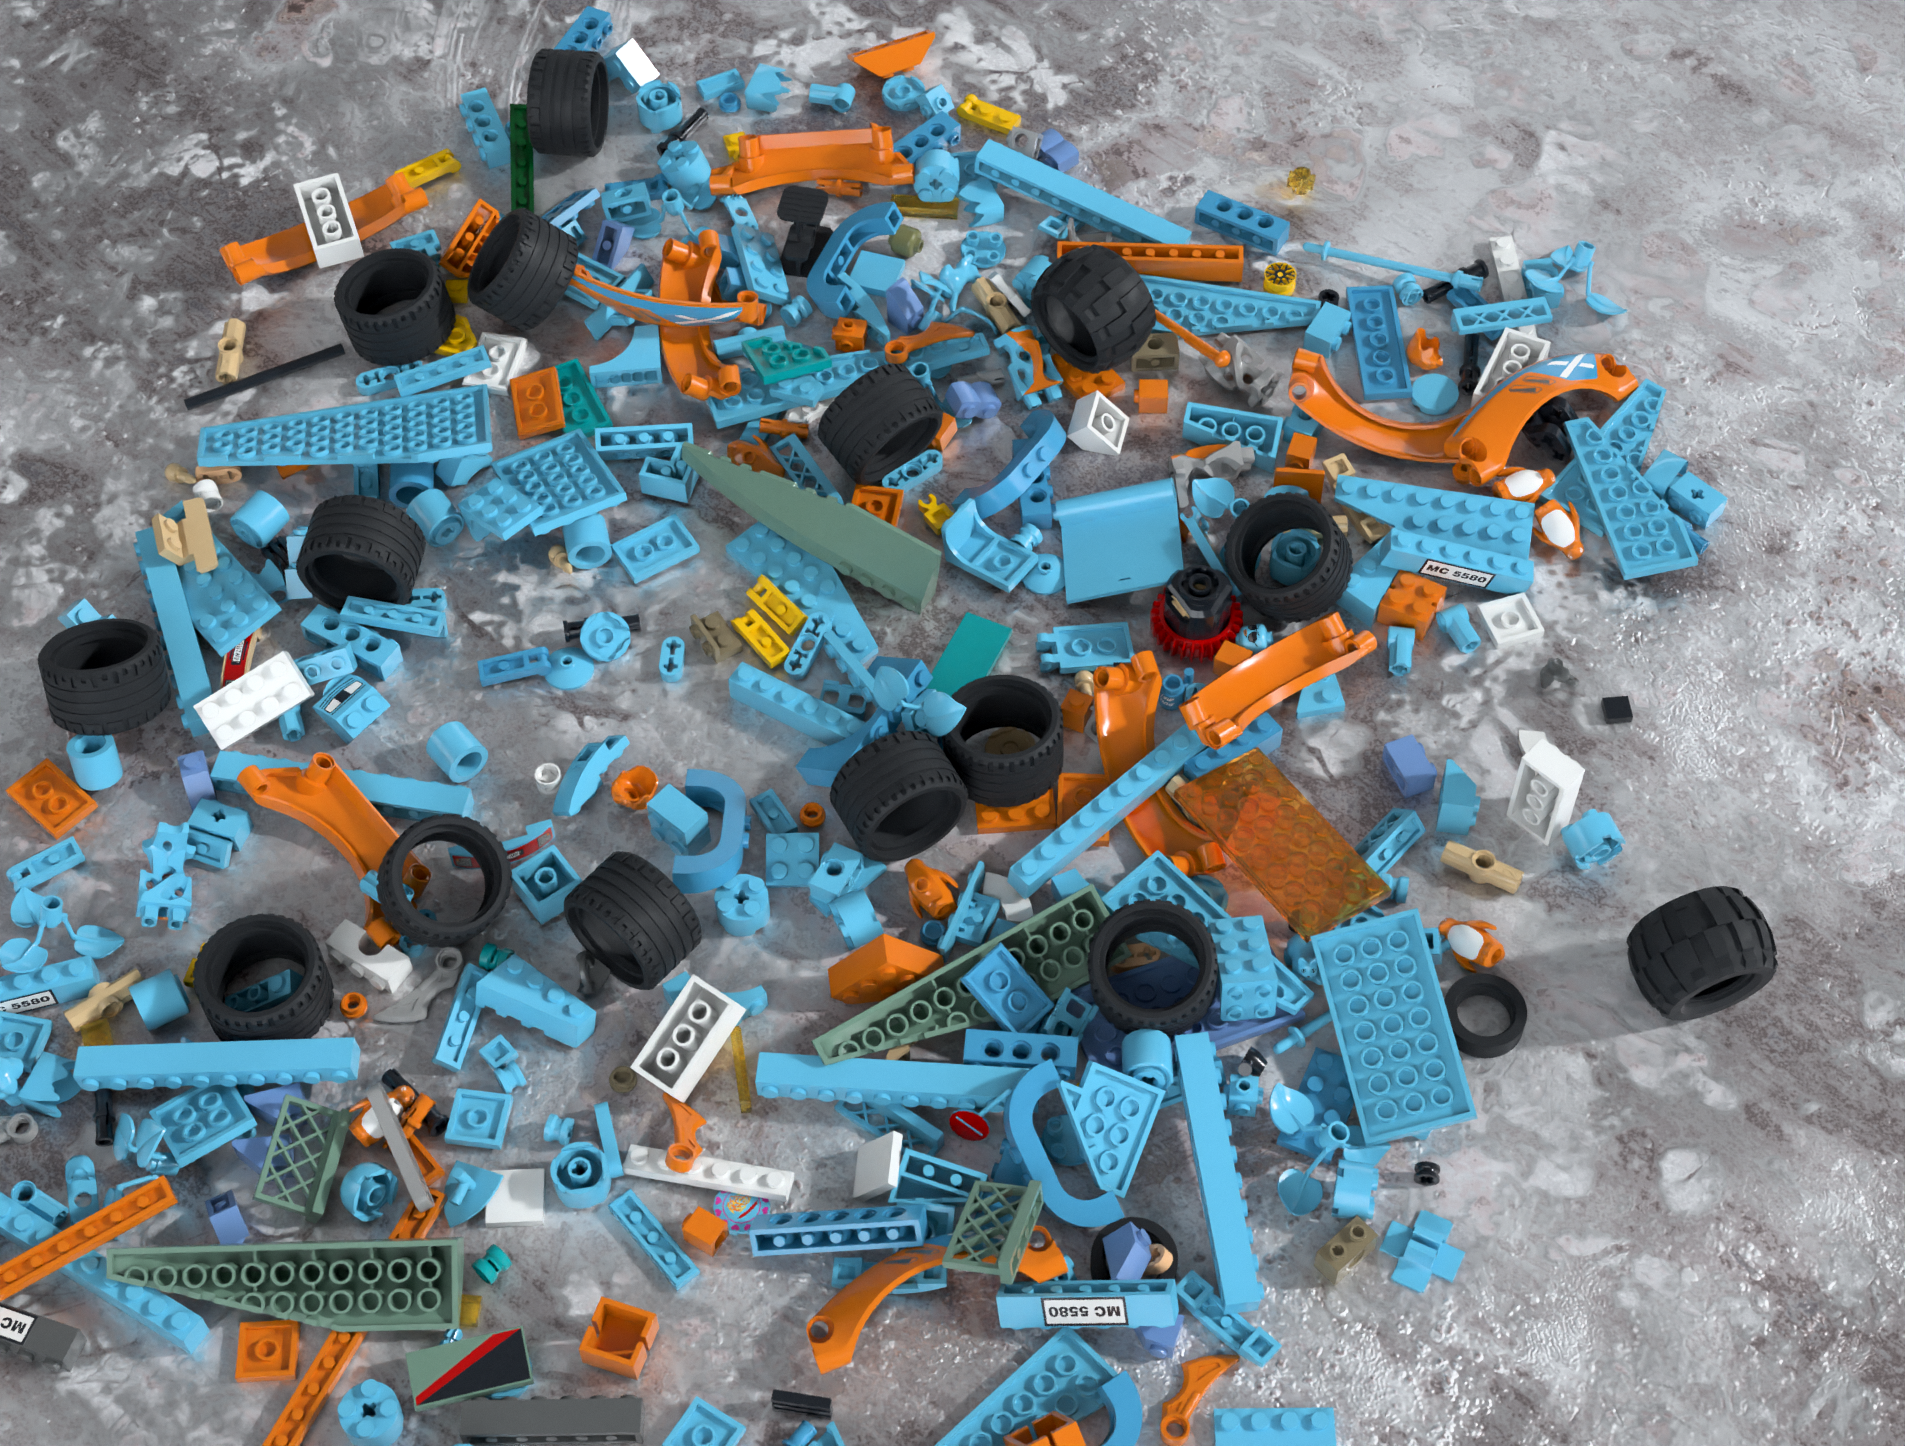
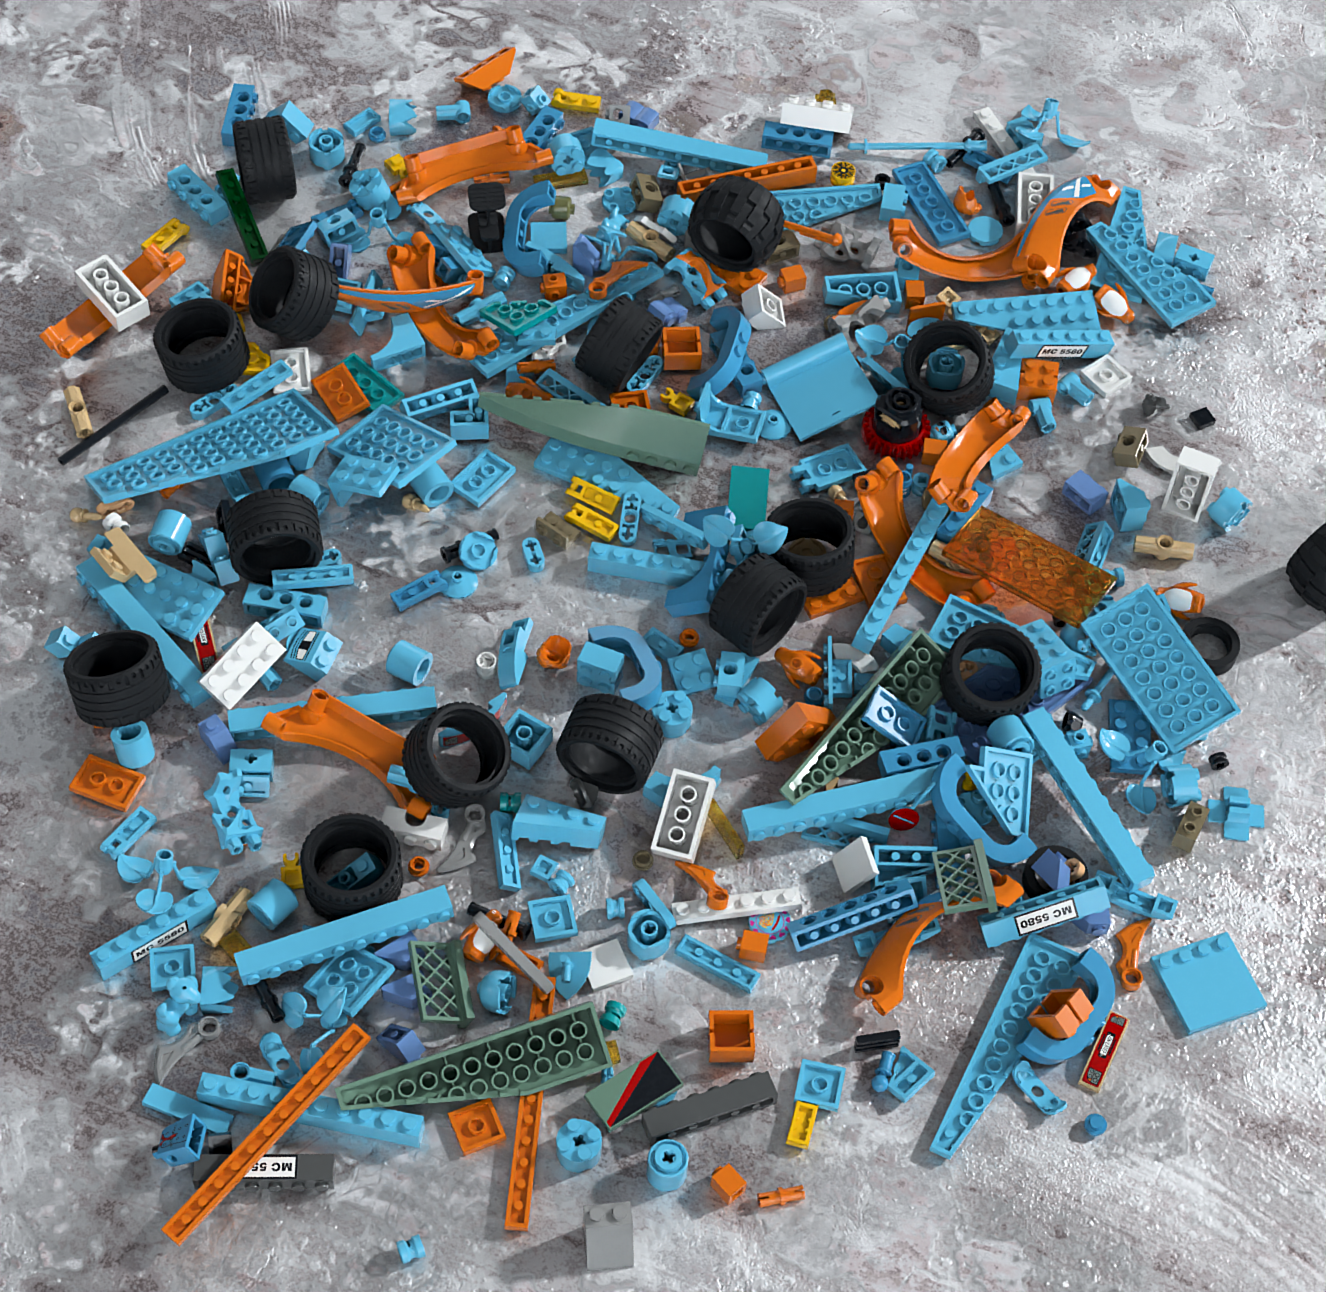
camera: 25 degrees left, 0 degrees up
(969, 449) = (681, 348): none -> orange piece
(1017, 245) = (646, 193): none -> dark tan brick
(1277, 196) = (817, 114): none -> white brick
(1497, 722) = (1130, 446): none -> dark tan brick

